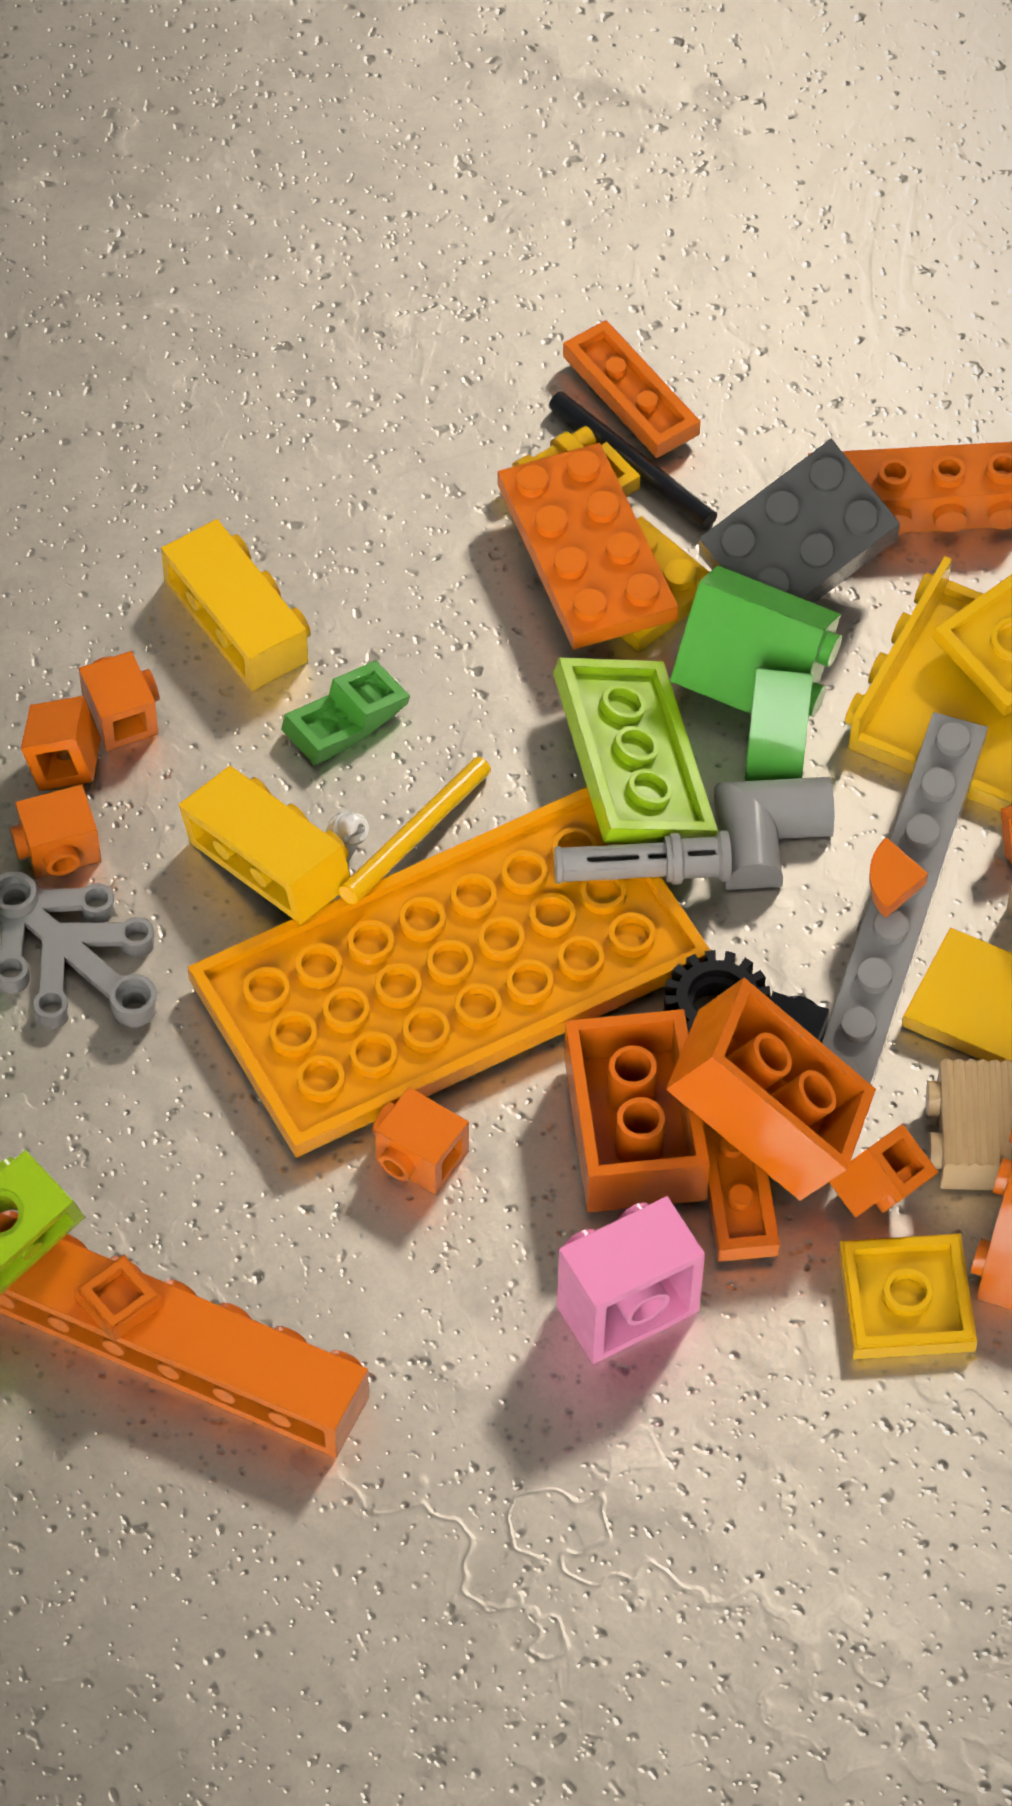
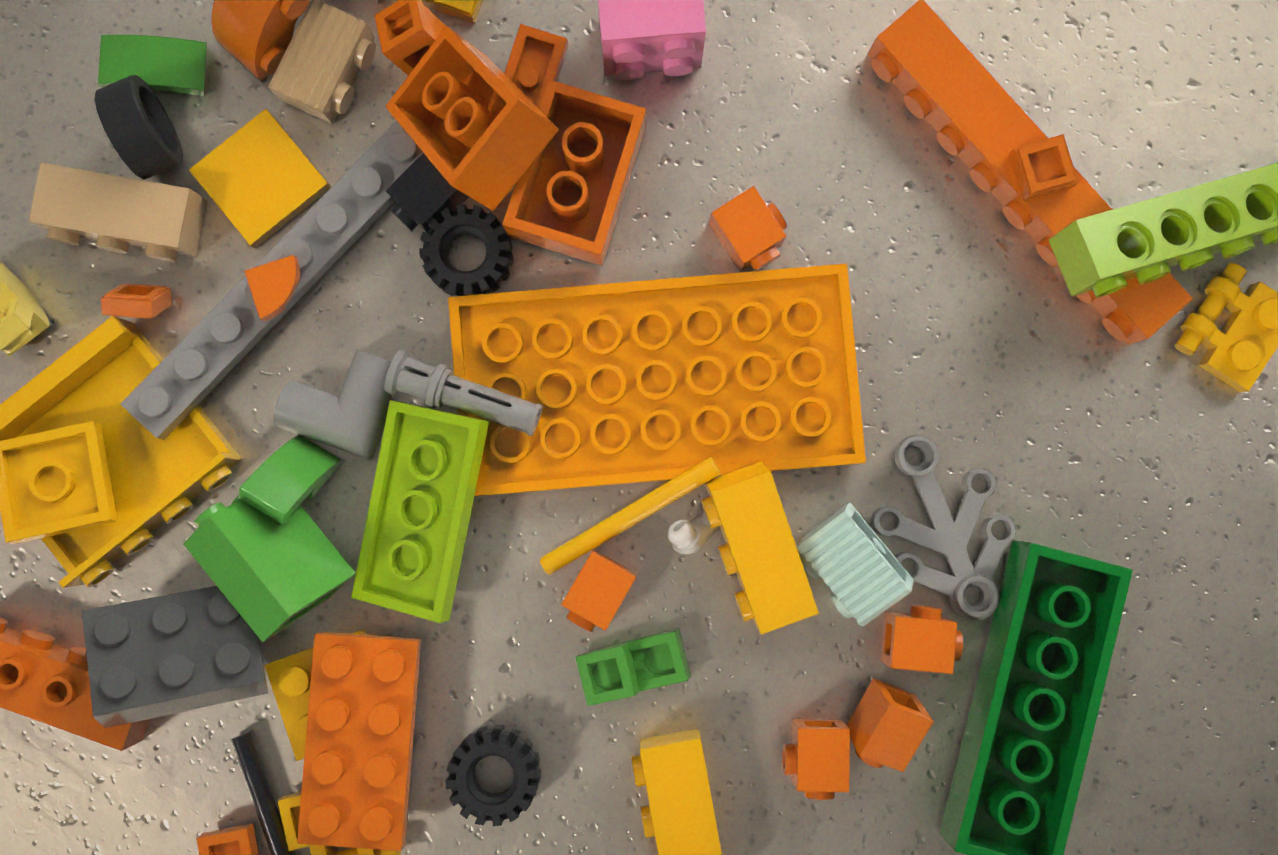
camera: 155 degrees left, 30 degrees up
(157, 871) = (854, 565): none -> light aqua brick
(414, 756) = (598, 592): none -> orange brick
(440, 548) = (486, 805): none -> black tyre

